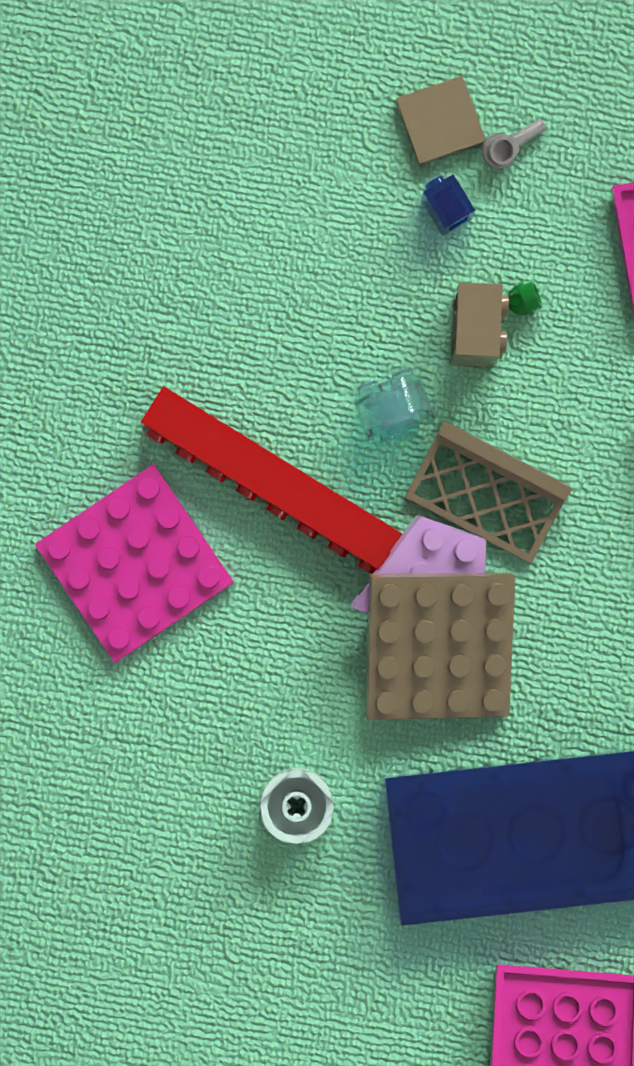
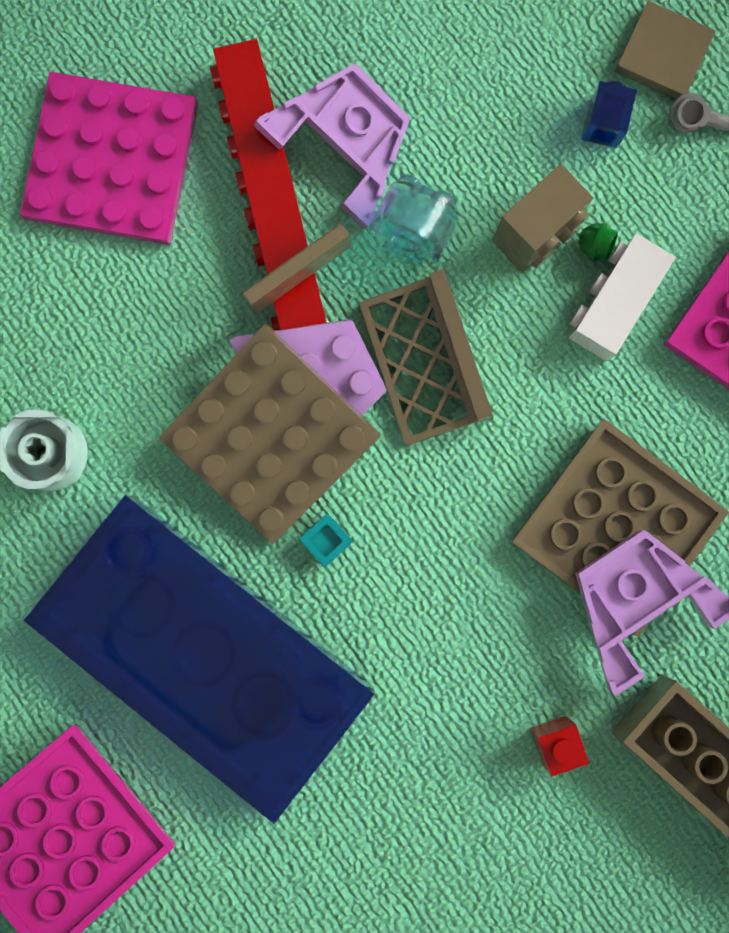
camera: 50 degrees right, 0 degrees up
(285, 376) = (355, 122): none -> lavender wing
(352, 517) = (298, 268): none -> dark tan tile
(542, 678) = (326, 540): none -> teal plate
(576, 324) = (620, 296): none -> white brick

